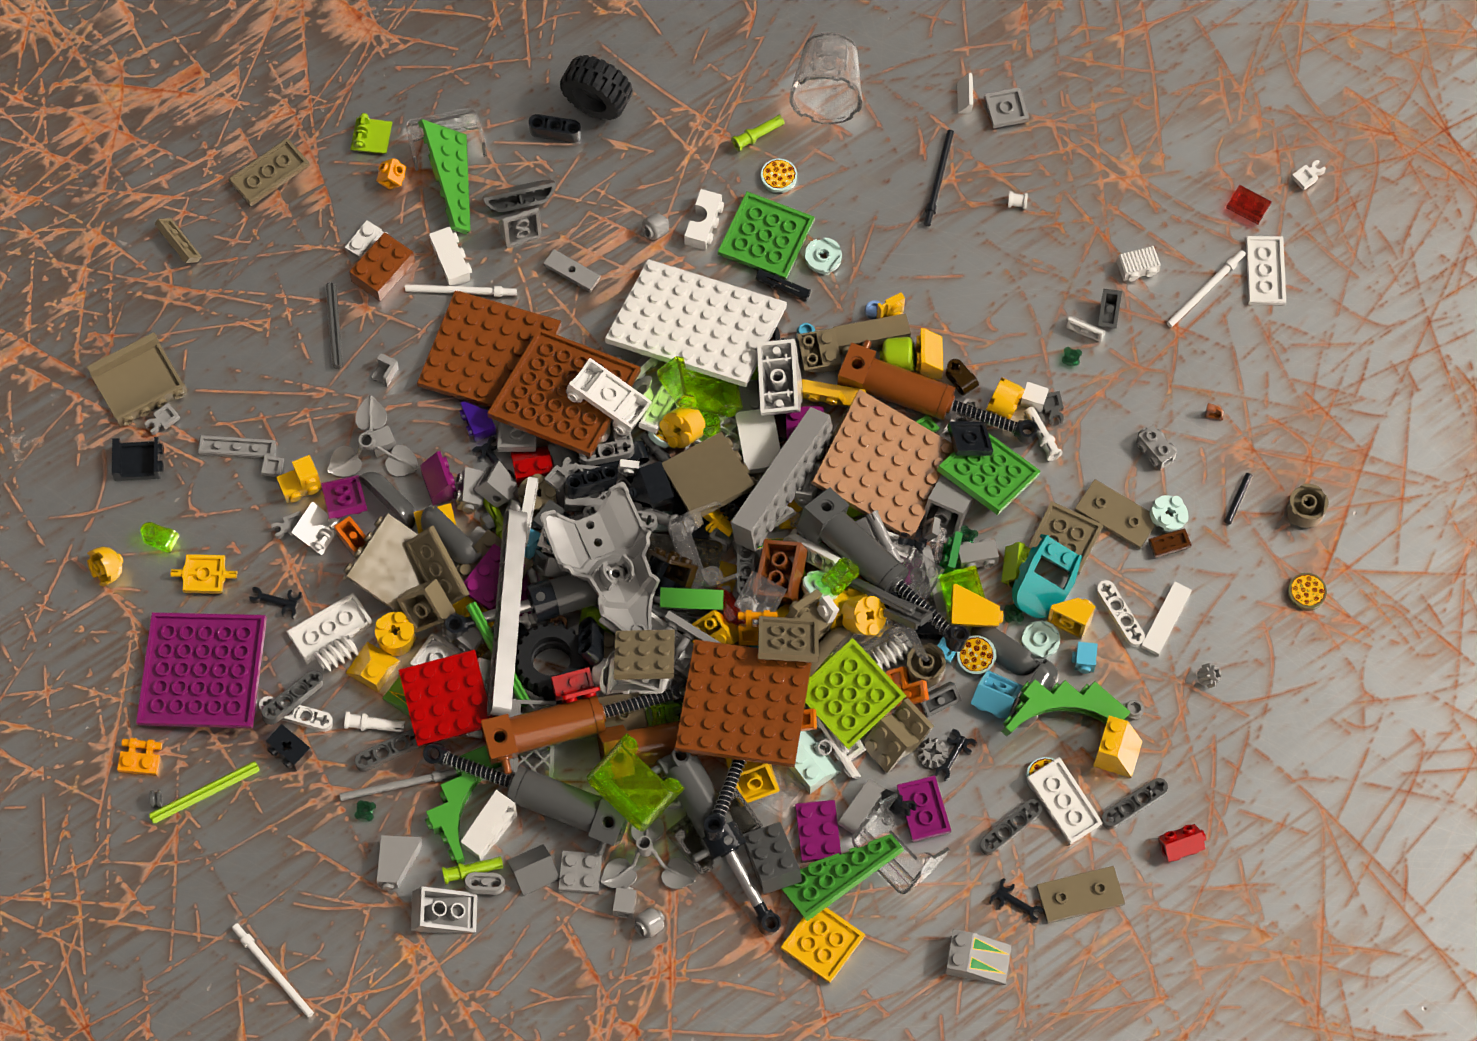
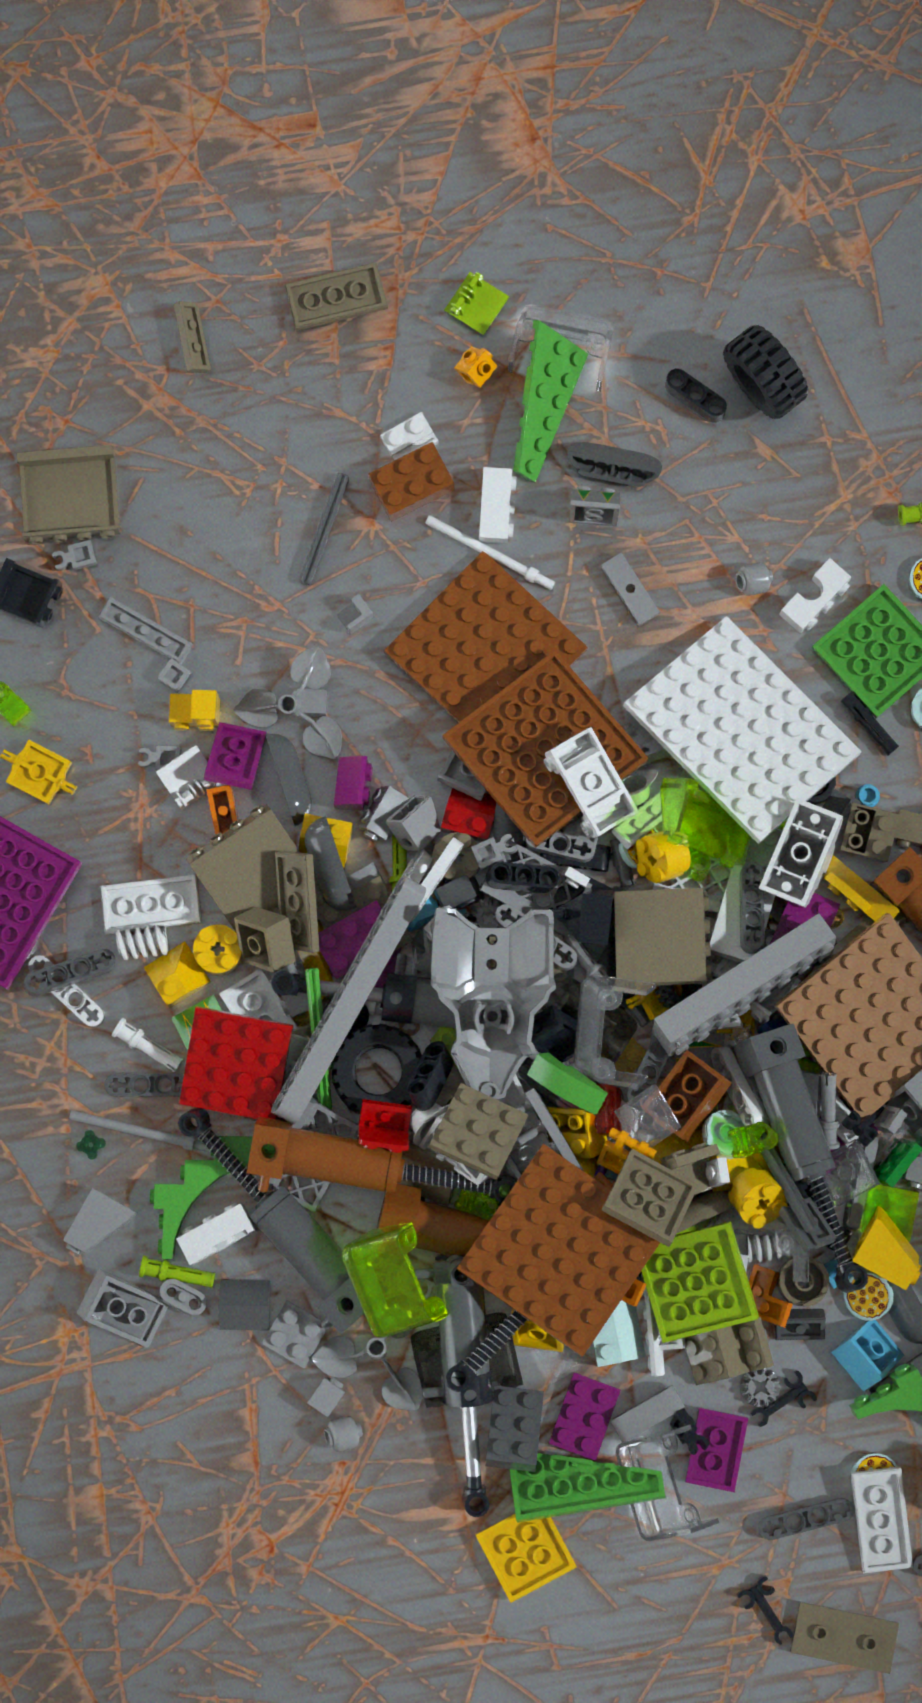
camera: 30 degrees right, 15 degrees up
(284, 738) = (38, 1015): black brick -> none
(289, 605) = (120, 854): black bar -> none
(478, 422) = (431, 730): dark purple slope -> none
(487, 522) = (385, 861): dark grey tile -> none
(488, 449) = (427, 769): black bar -> none
(680, 568) = (567, 1036): dark brown bracket -> none
(758, 433) = (754, 907): none -> dark grey beam
(824, 743) = (633, 1330): light grey hinge -> none
(978, 957) = (690, 1656): light grey slope -> none

